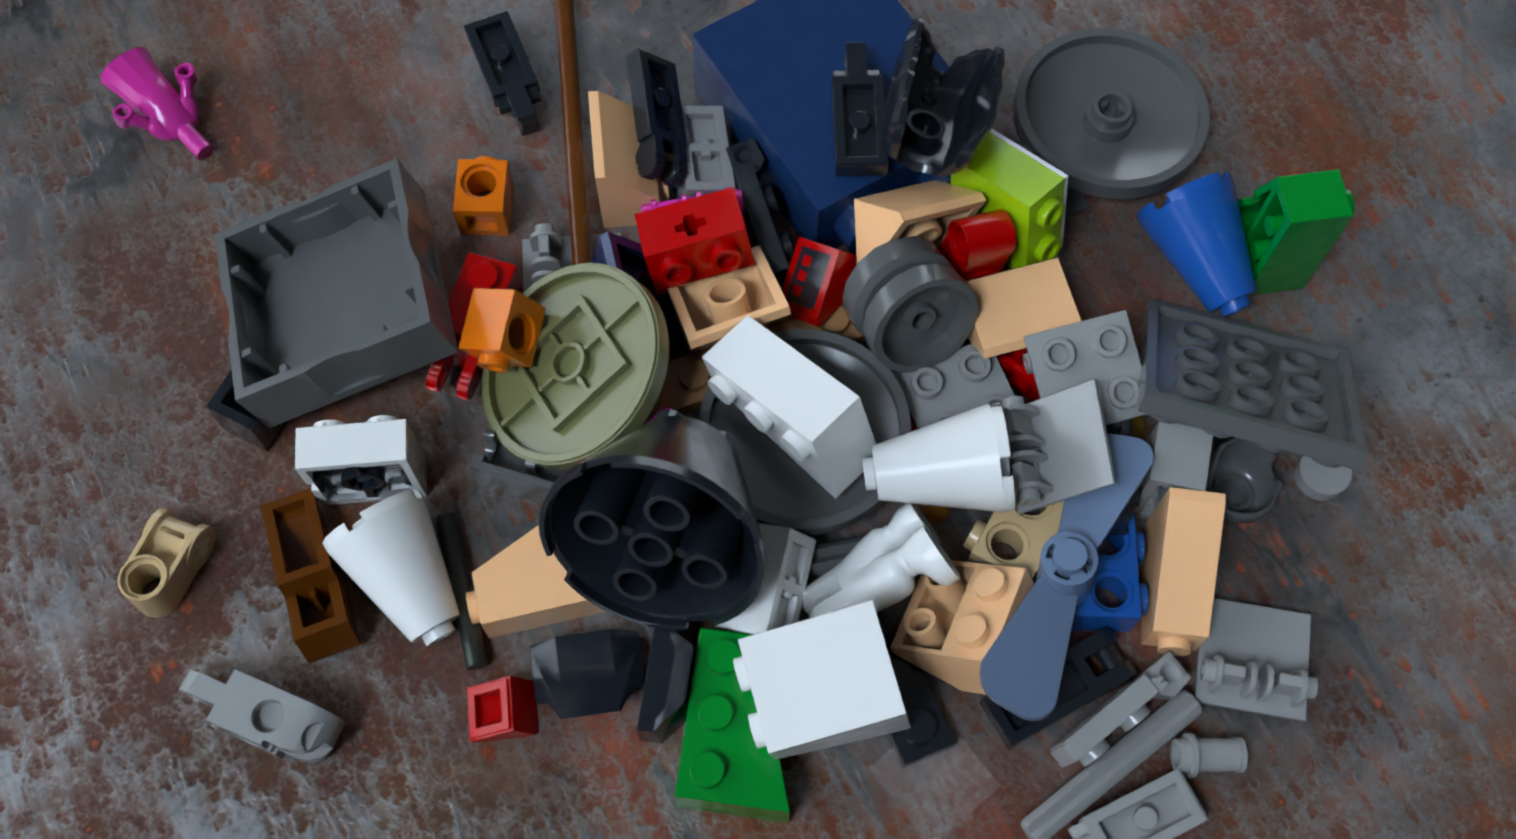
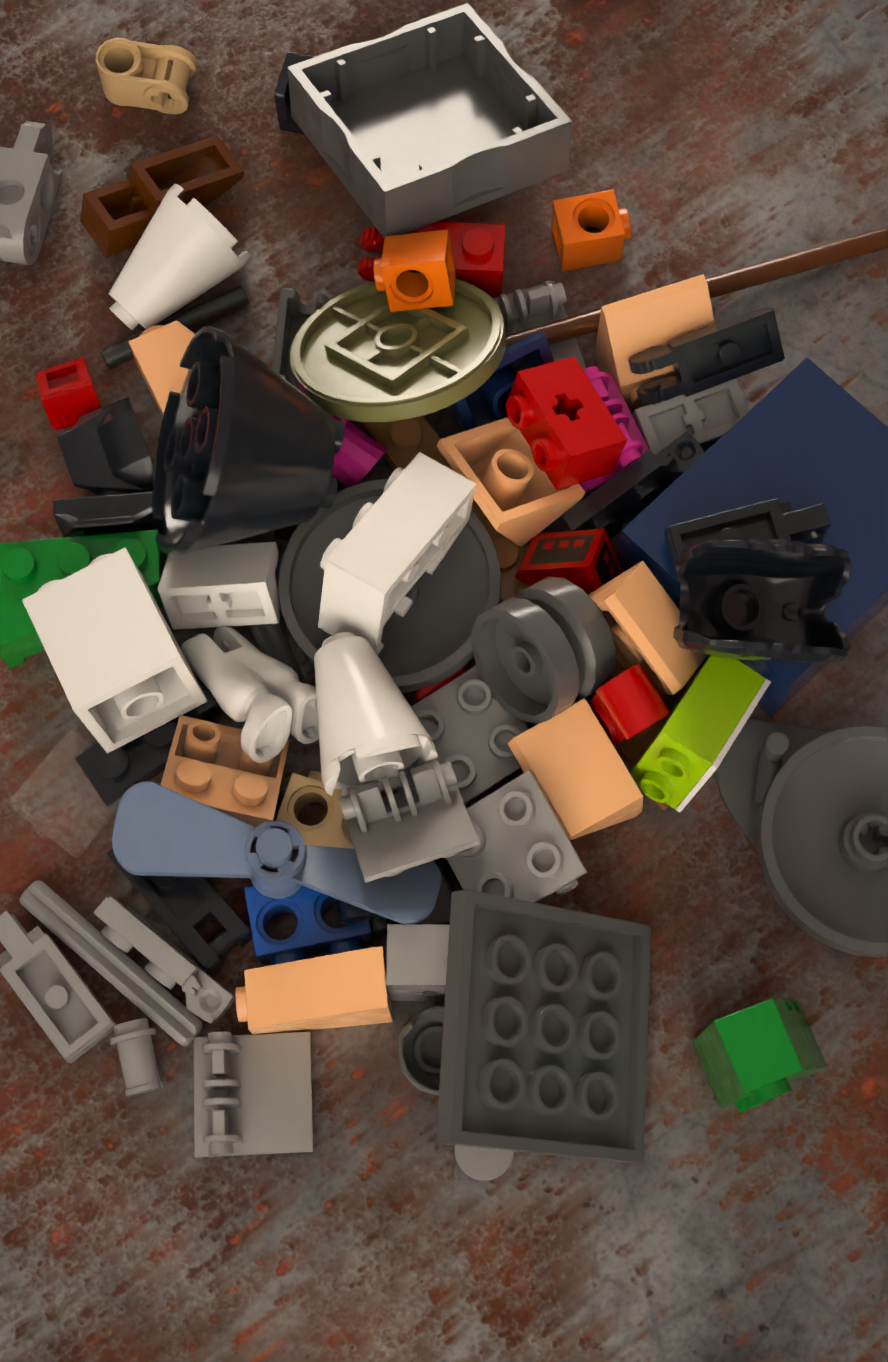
camera: 80 degrees right, 5 degrees up
(360, 460) = (267, 196): white piece -> none
(505, 68) = (748, 211): black hinge -> none
(1205, 241) = (726, 969): blue cone -> none

